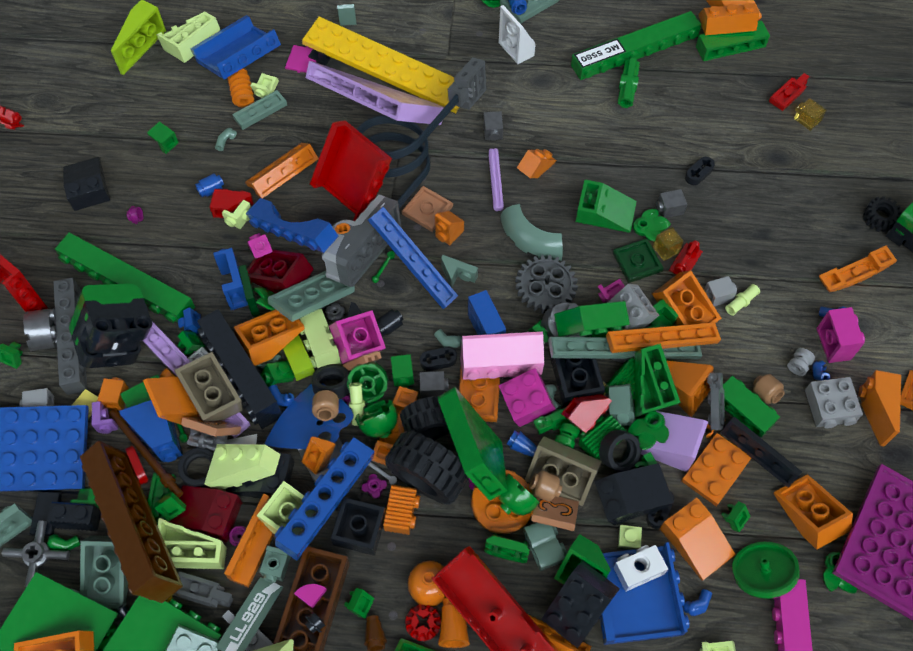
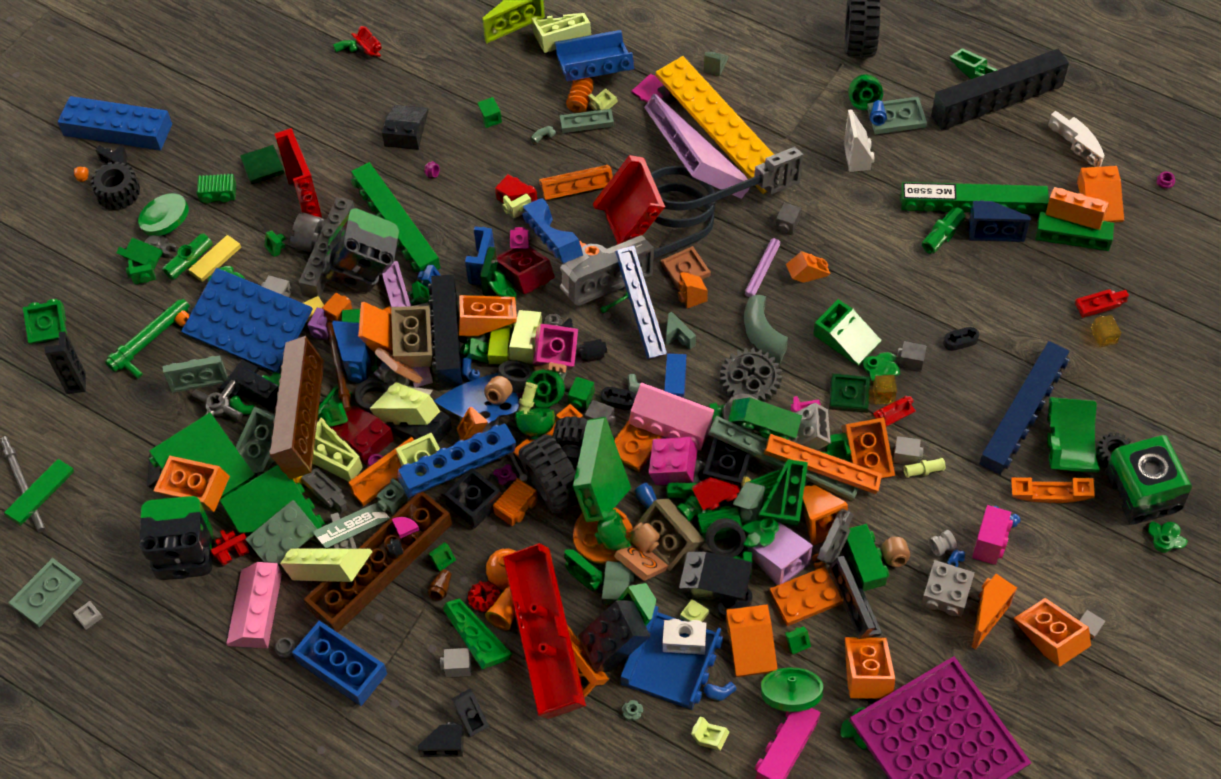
camera: 30 degrees right, 5 degrees down
(137, 466) = (326, 372): red tile -> none
(208, 184) = (504, 168): blue brick -> none
(308, 296) = (535, 297): sand green plate -> none
(670, 58) = (996, 223): none -> dark blue slope
(790, 210) = (1024, 408): none -> dark blue brick
(840, 216) = (1072, 434): none -> green panel

